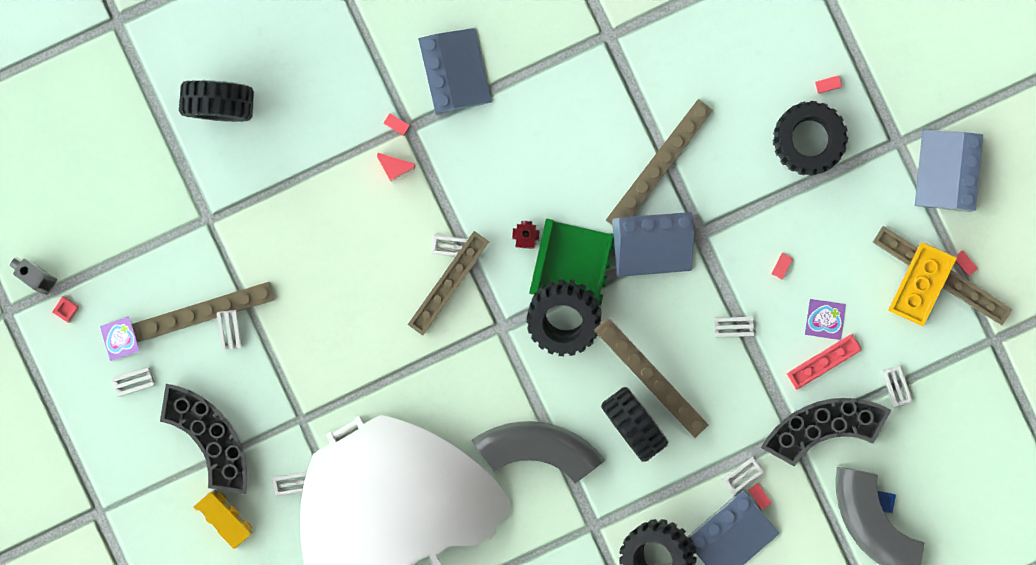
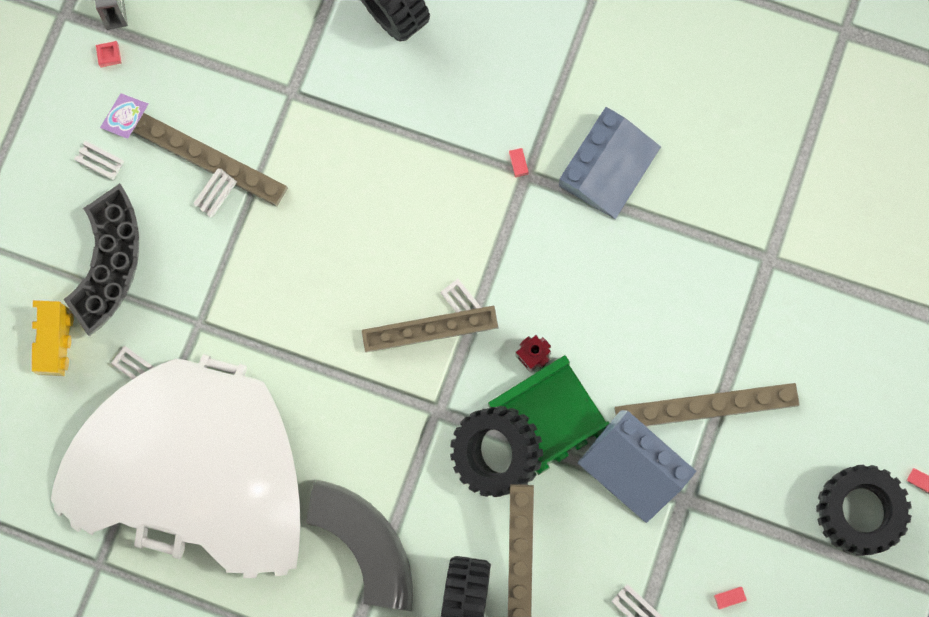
camera: 55 degrees right, 10 degrees down
(394, 167) = (481, 193): coral slope -> none

